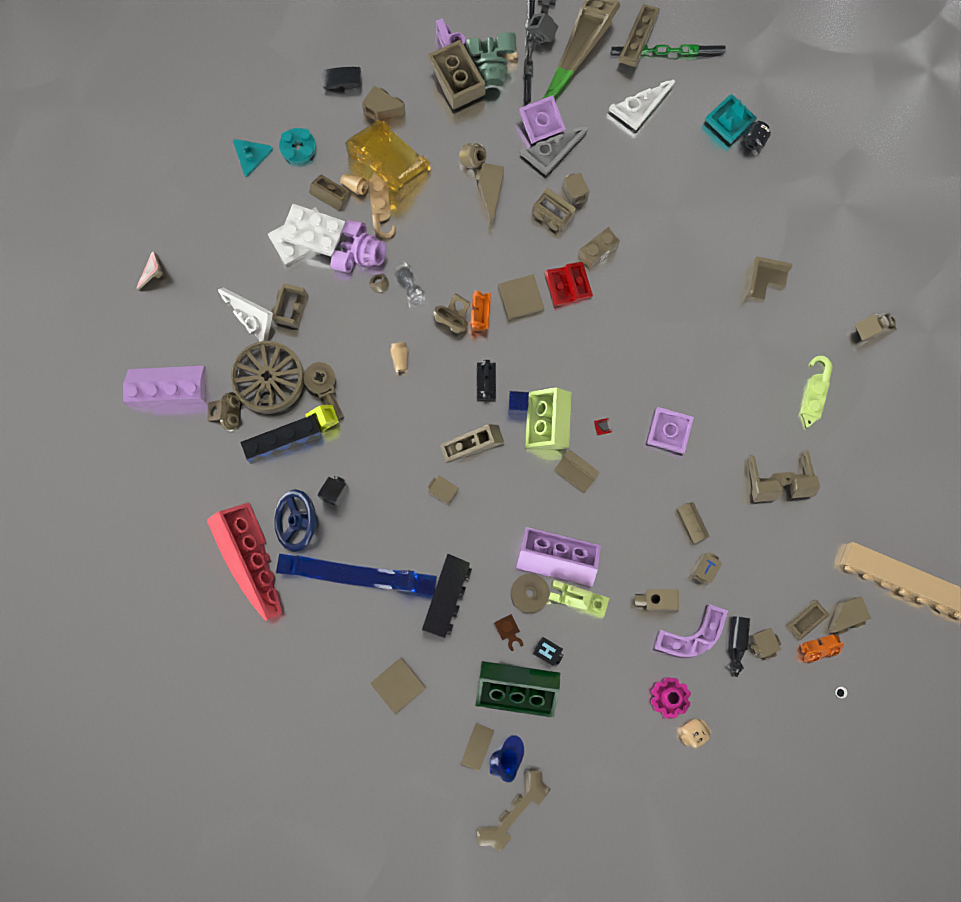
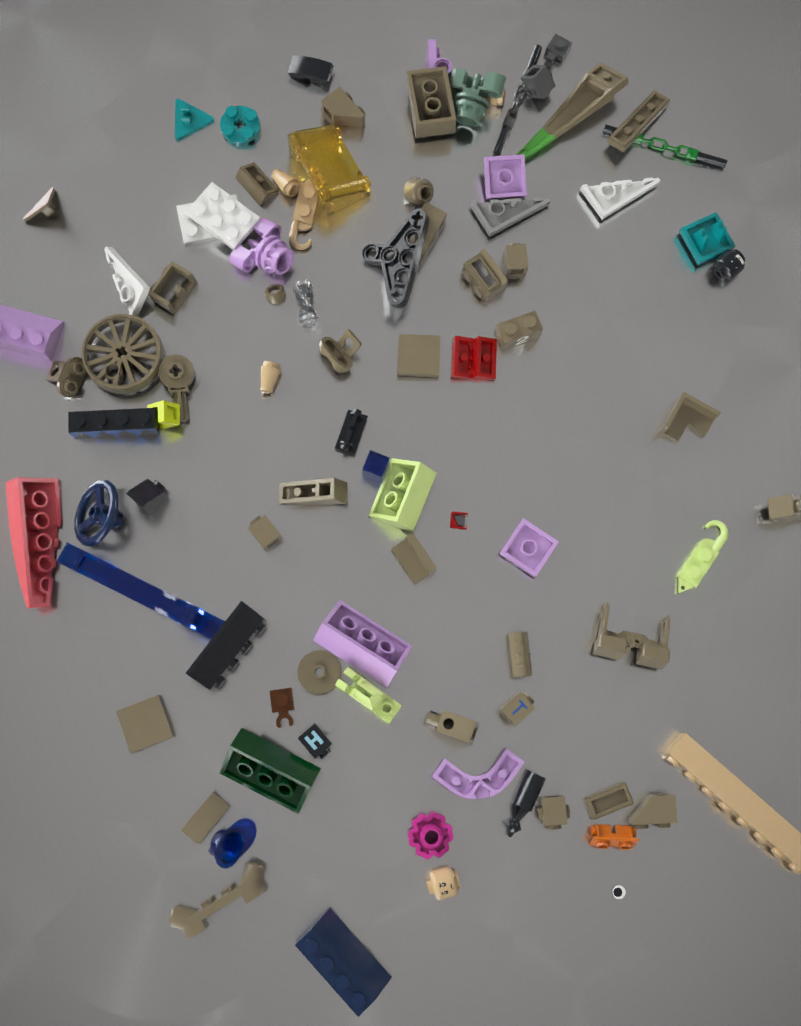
camera: 15 degrees right, 0 degrees up
(474, 207) = (401, 247): none -> black beam
(481, 314) = (367, 364): orange hinge -> none
(634, 825) = (343, 961): none -> dark blue slope

